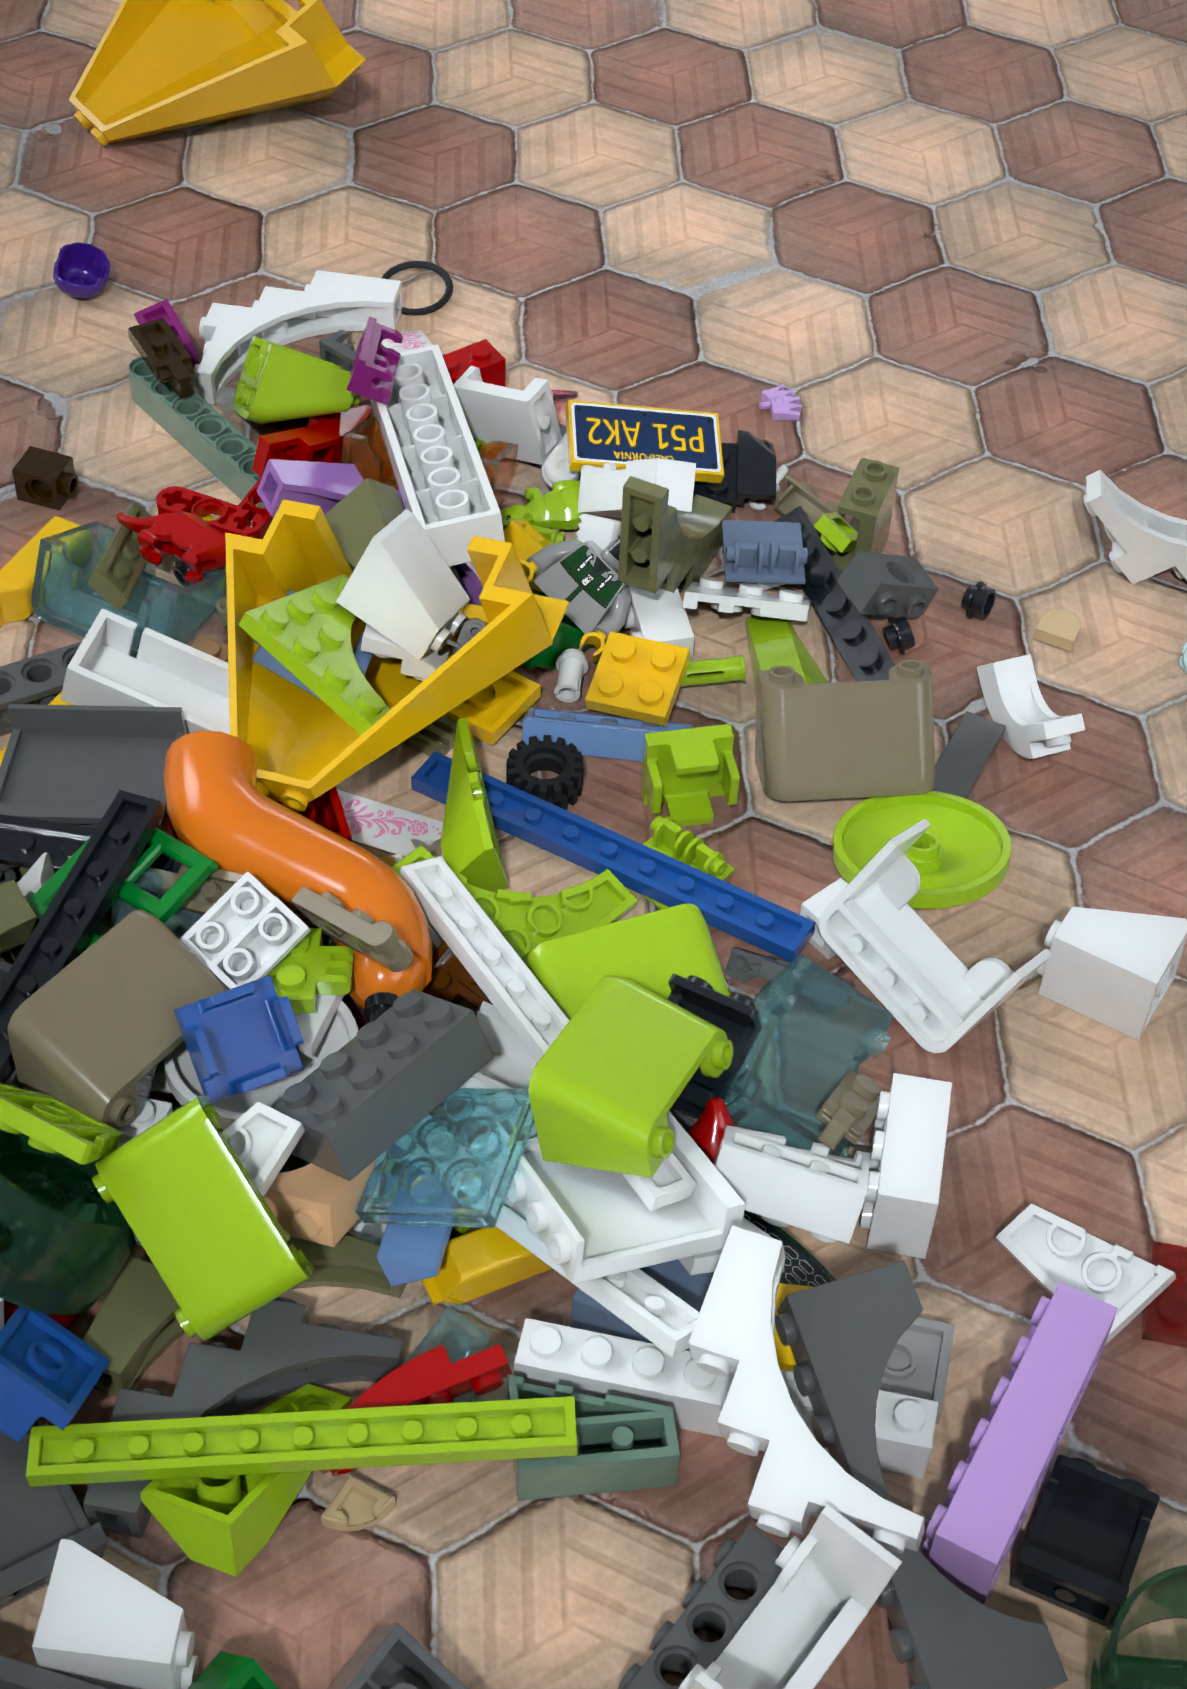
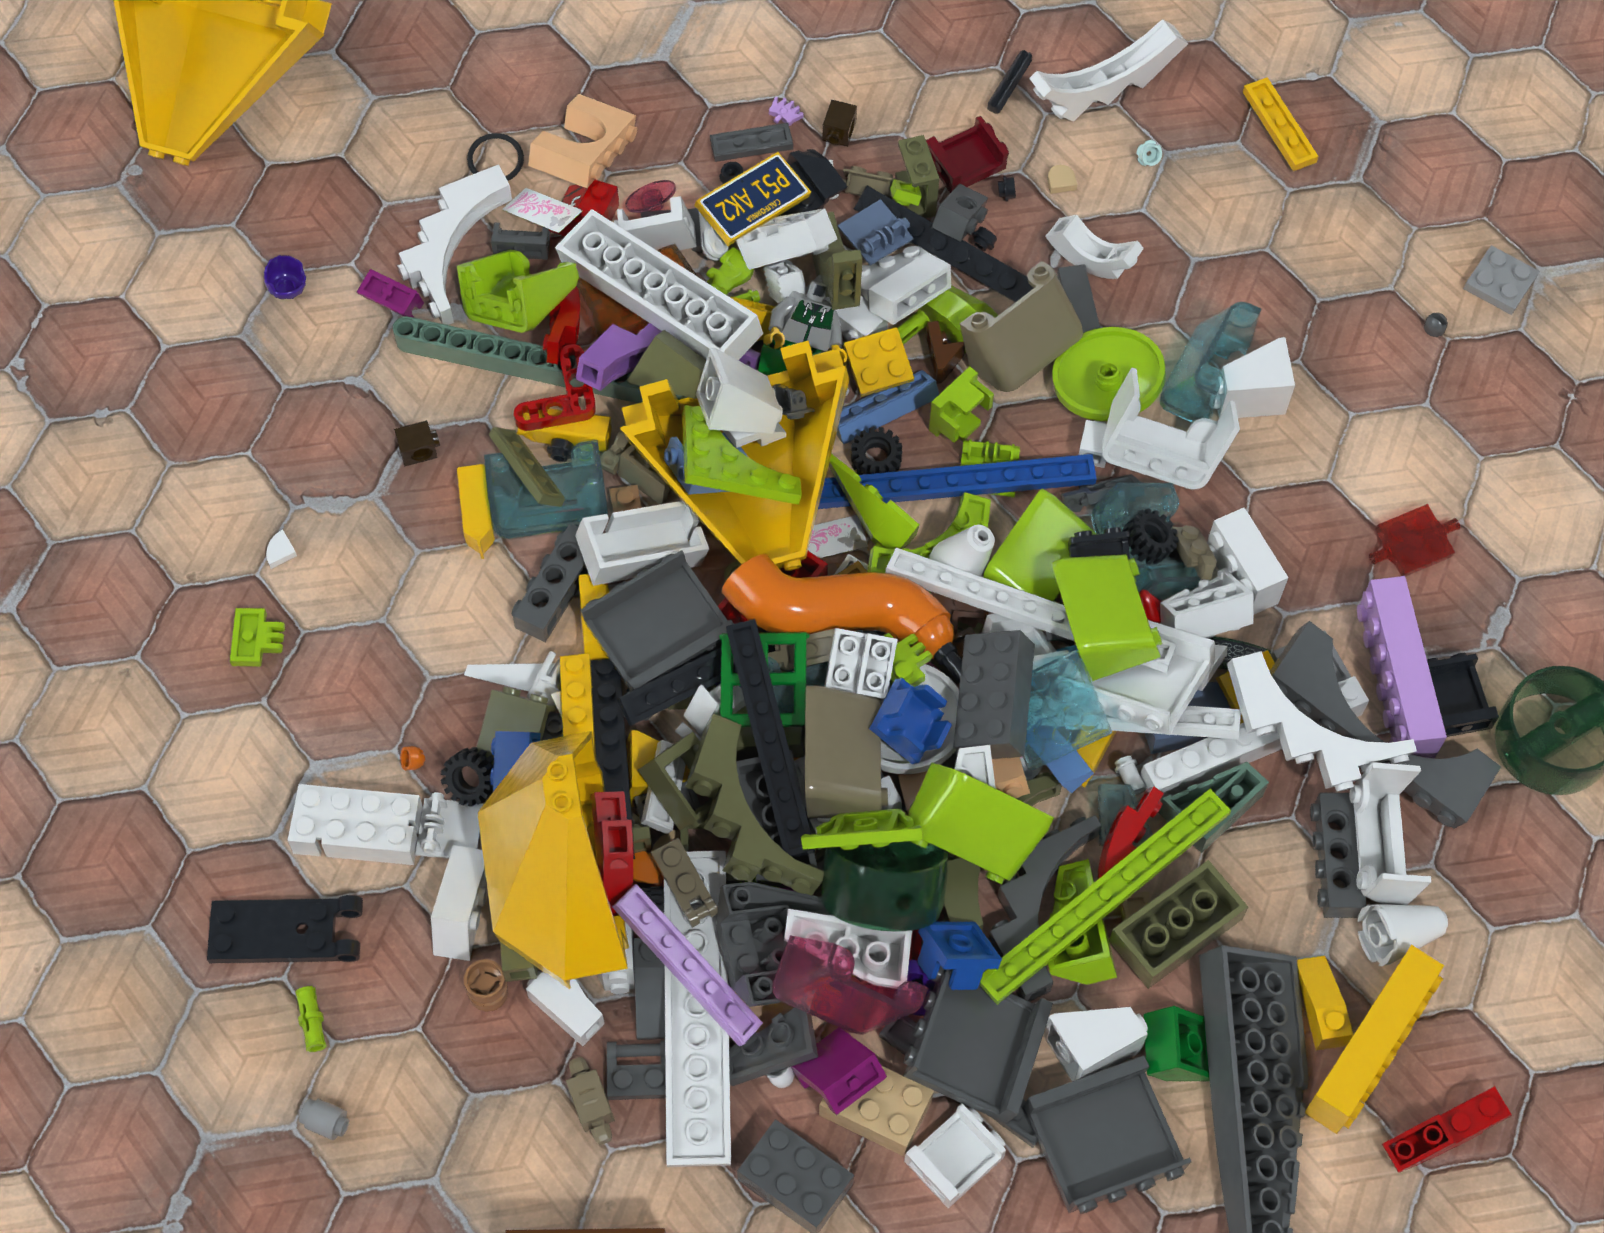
camera: 35 degrees left, 15 degrees up
(164, 355) = (416, 313): dark brown hinge -> none
(180, 536) = (564, 435): red animal -> none
(354, 929) = (914, 623): dark tan plate -> none
(375, 364) = (578, 252): magenta hinge -> none
(382, 1563) = (1178, 924): none -> olive brick
(510, 1325) = (1127, 768): none -> white pin
(528, 911) = (966, 550): none -> white cone
(544, 310) = (584, 161): none -> light nougat arch
(732, 413) = (751, 142): none -> dark grey tile
(735, 708) = (942, 355): none -> reddish brown slope
(743, 618) = (910, 288): none -> white brick
(785, 1067) = (1158, 529): none -> black tyre
(830, 438) = (839, 123): none -> dark brown brick
(959, 547) = (968, 155): none -> dark red panel
(1063, 1252) = (1356, 560): white wing -> none
(1070, 508) = (1009, 82): none -> black axle
(1125, 880) = (1195, 383): none -> clear light blue windscreen

